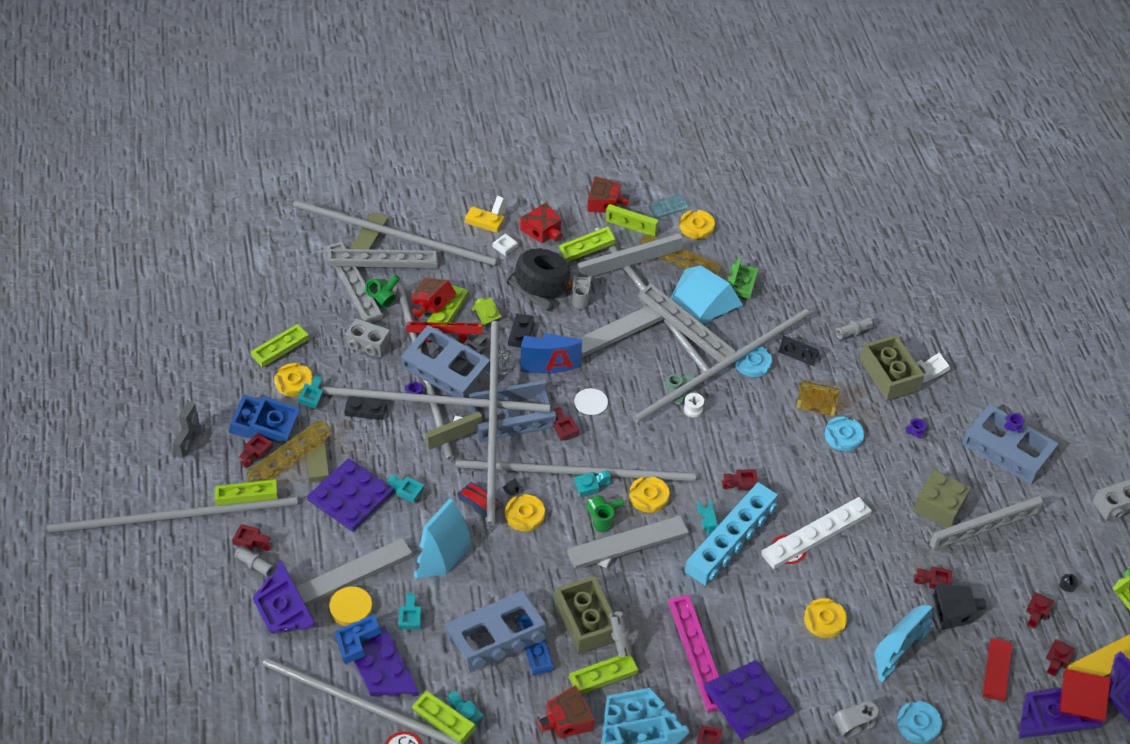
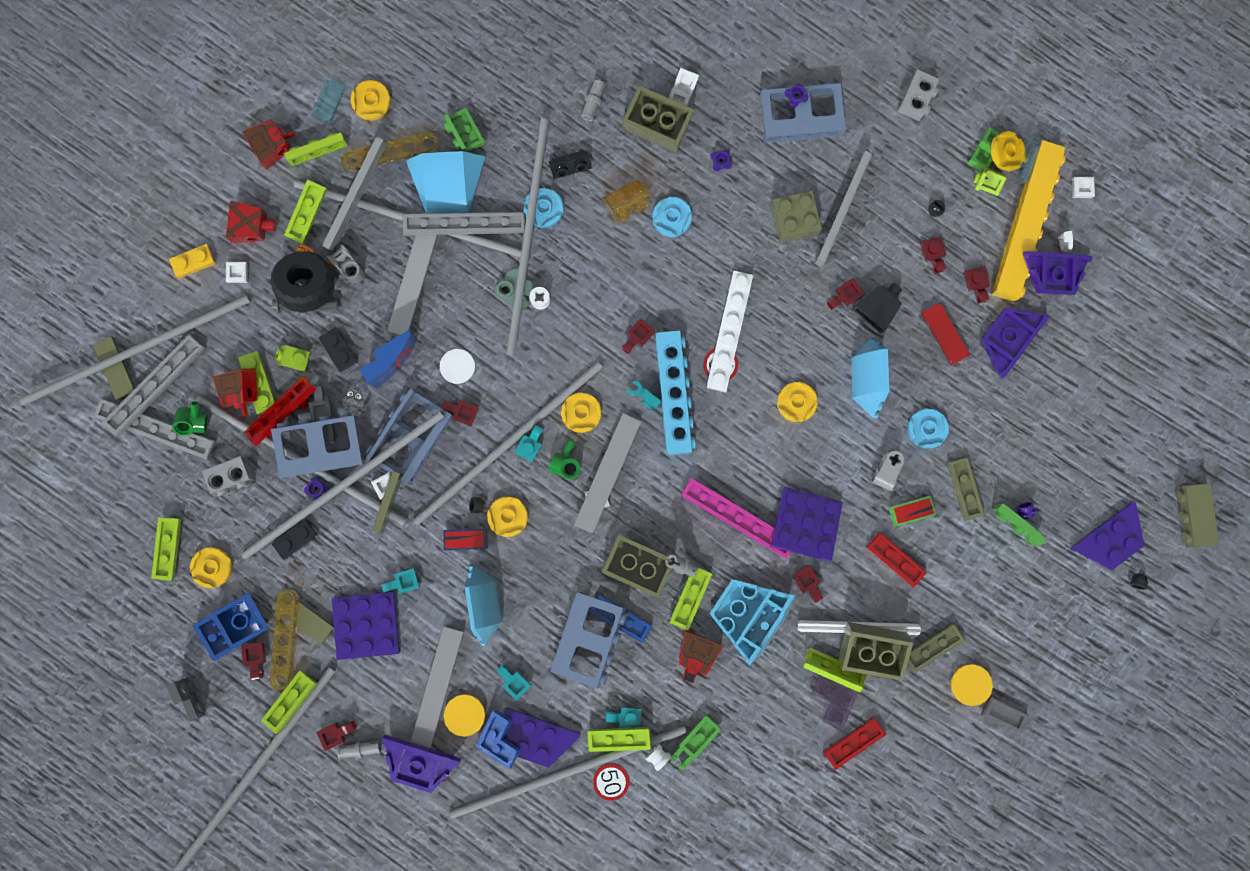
camera: 45 degrees left, 35 degrees up
(311, 393) = (242, 570): teal plate -> none
(491, 483) = (409, 466): light grey piece -> none
(500, 206) = (194, 240): white tile -> none
(1084, 695) = (1025, 308): red tile -> none

